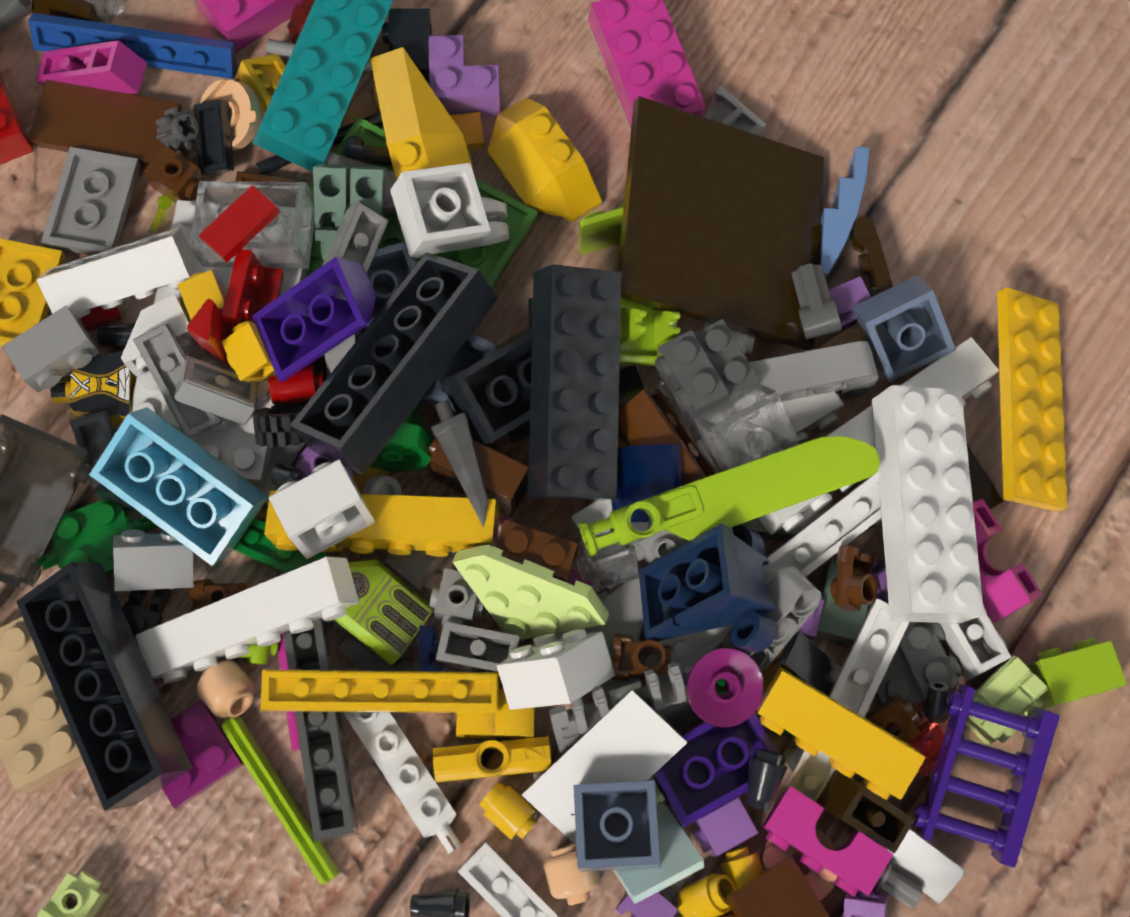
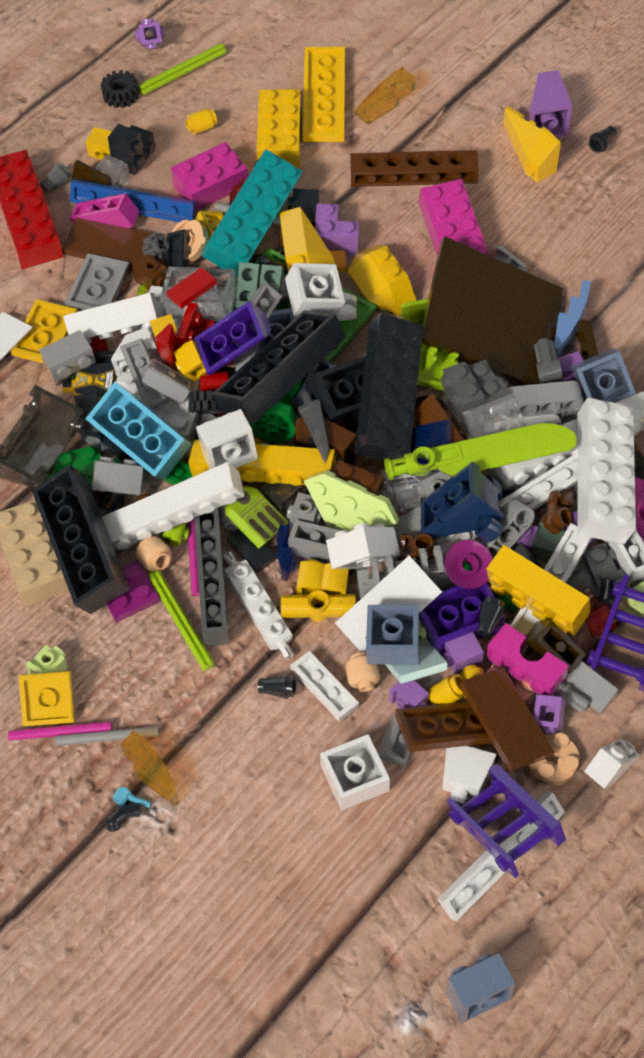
camera: 10 degrees right, 15 degrees down
(379, 691) = (252, 554): yellow tile -> none
(509, 811) = (326, 635): yellow brick -> none

